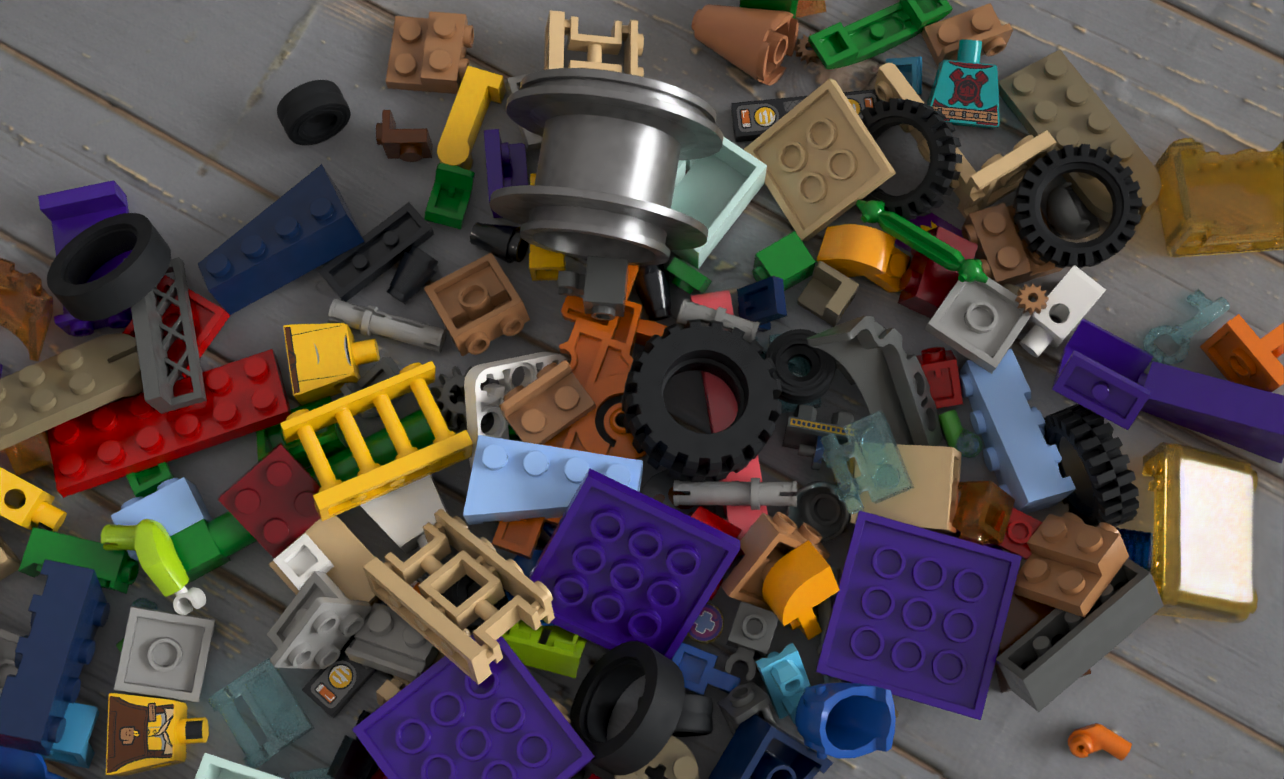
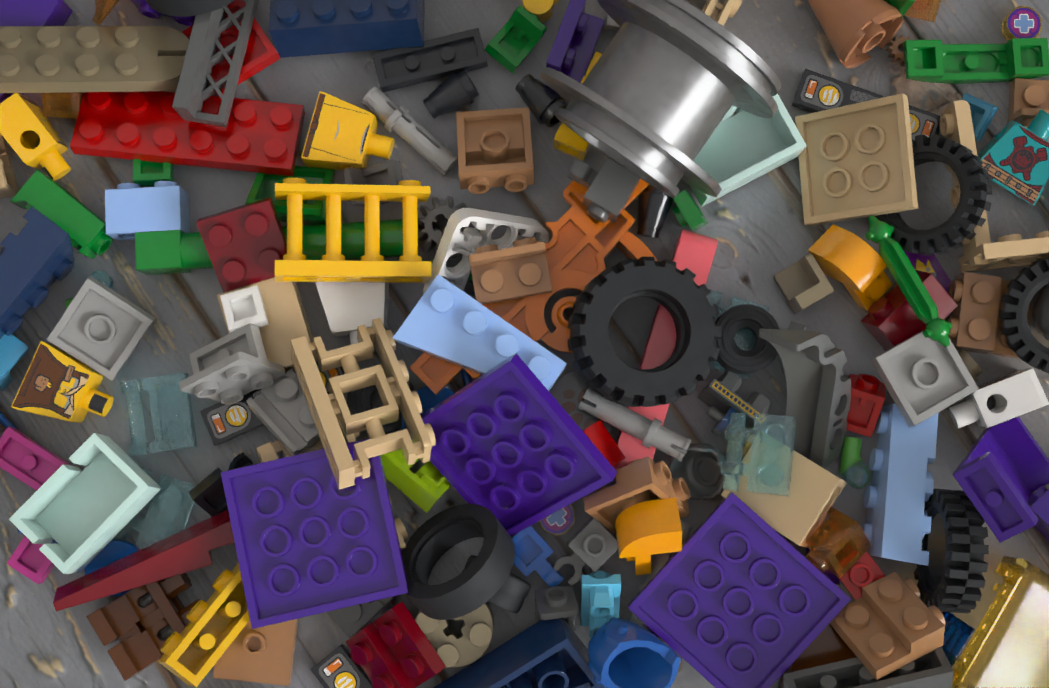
camera: 25 degrees right, 10 degrees up
(157, 559) = (125, 248): lime arm -> none
(693, 311) = (677, 251): light grey pin -> none
(762, 302) = (740, 267): dark blue bracket -> none
(784, 259) = (777, 239): green brick -> none
(1034, 292) = (986, 380): medium nougat piece -> none

